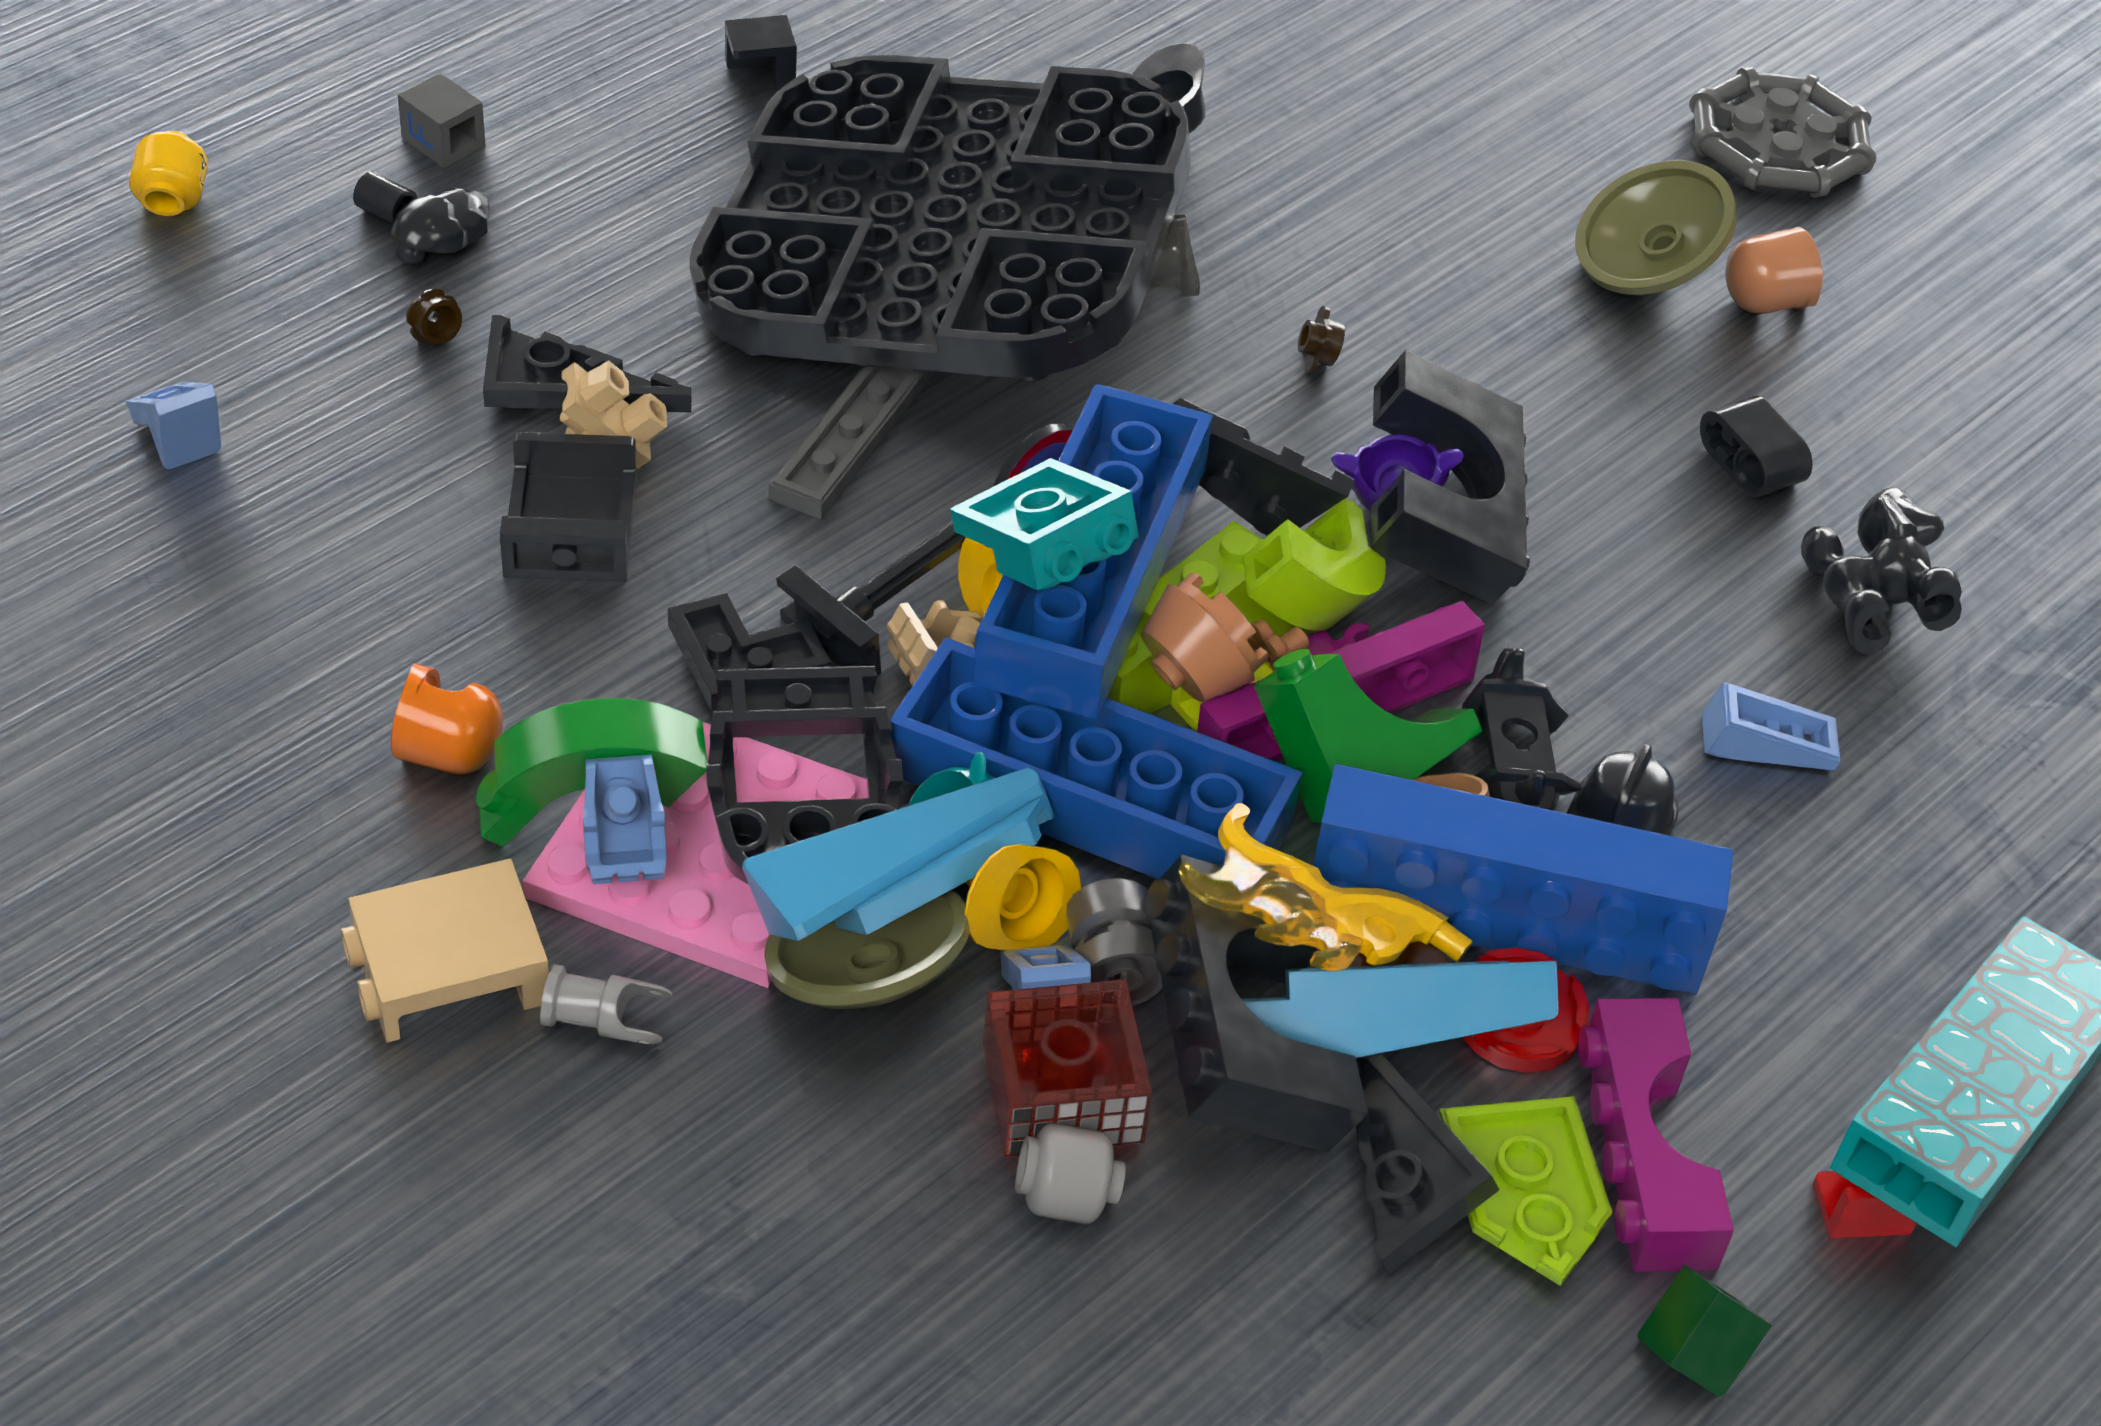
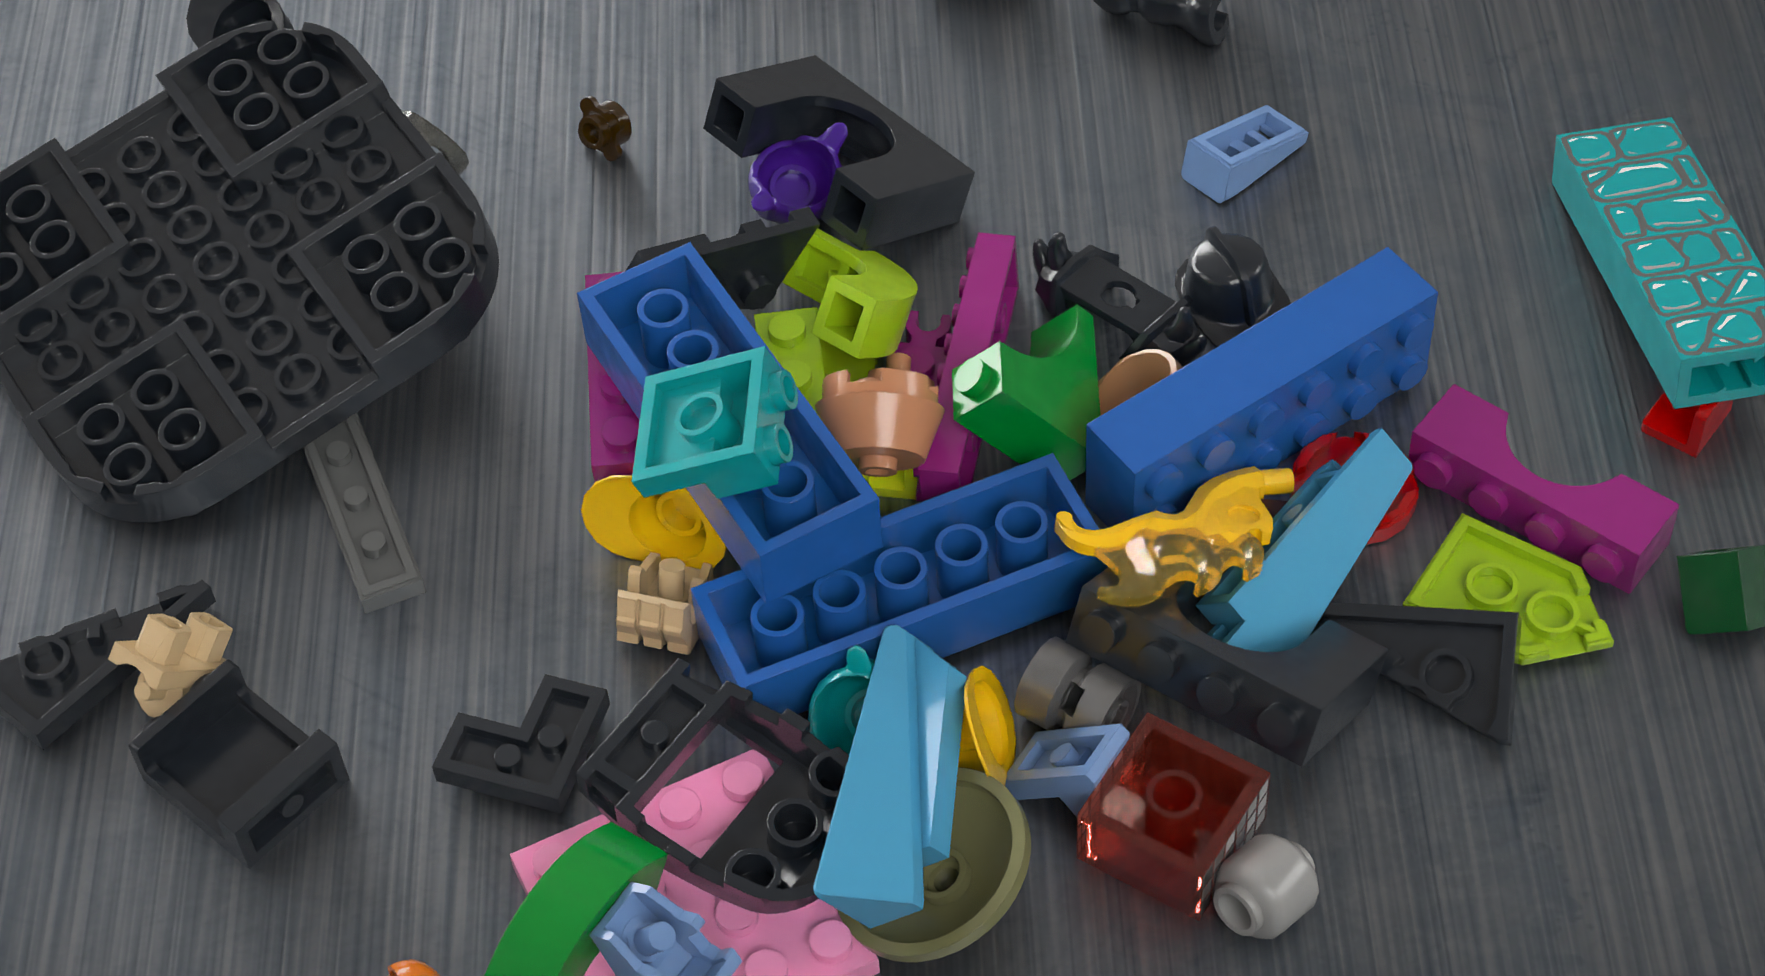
camera: 40 degrees left, 5 degrees up
(842, 620) = (565, 650): black piece -> none

